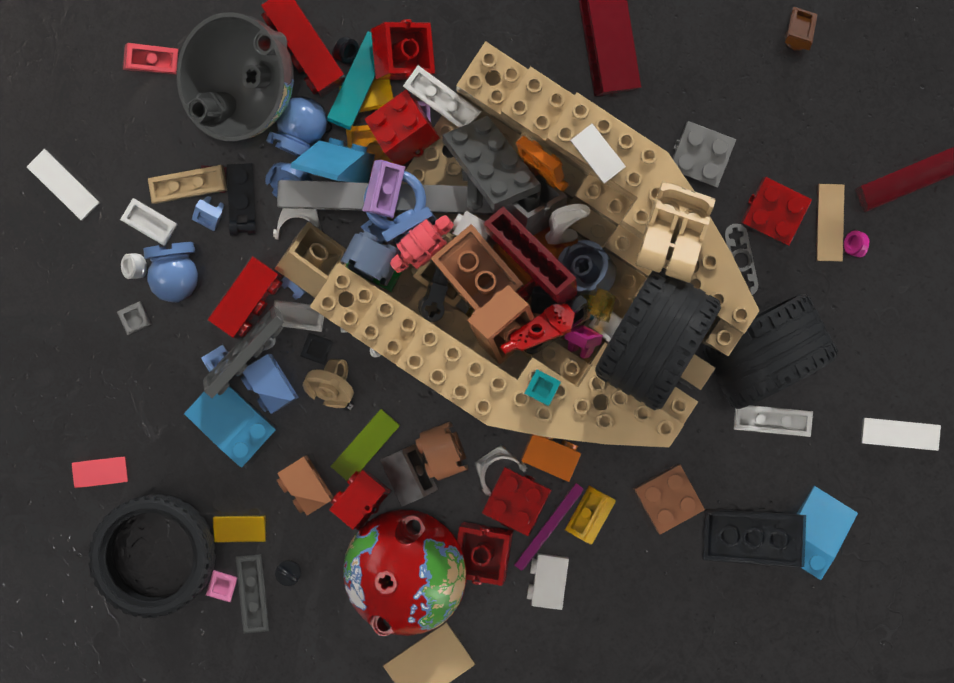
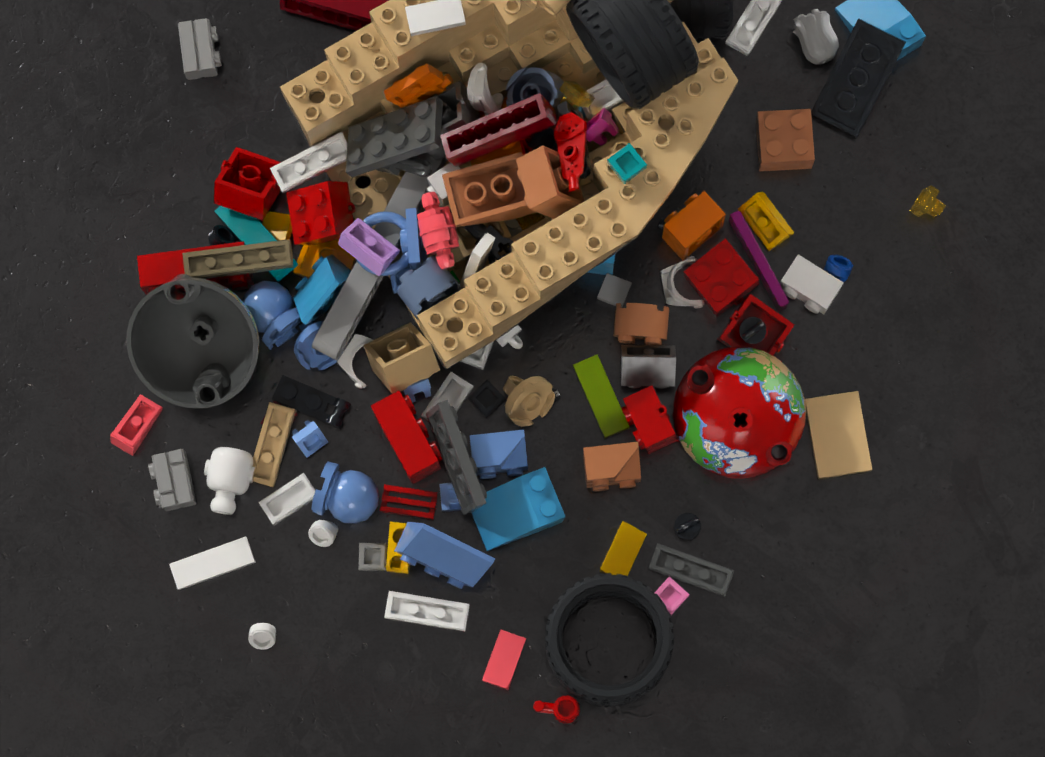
camera: 60 degrees left, 10 degrees down
(22, 258) = (262, 636): none -> white tile
(81, 540) = (564, 709): none -> red piece
(110, 386) = (426, 611): none -> white tile
(116, 115) = (172, 479): none -> light grey brick
(142, 161) = (229, 475): none -> white piece
(153, 337) = (393, 562): none -> yellow leg
(158, 378) = (442, 555): none -> medium blue slope
(201, 346) = (409, 491): none -> red tile
(324, 78) = (239, 259): none -> dark tan tile
(411, 290) = (478, 257): none -> white tile
(461, 417) = (614, 290): none -> light grey tile
(477, 552) = (752, 330): none -> black tile
(576, 597) = (839, 267): none -> blue tile
(671, 648) = (928, 203): none -> clear yellow tile
(776, 483) = (816, 36): none -> light grey piece

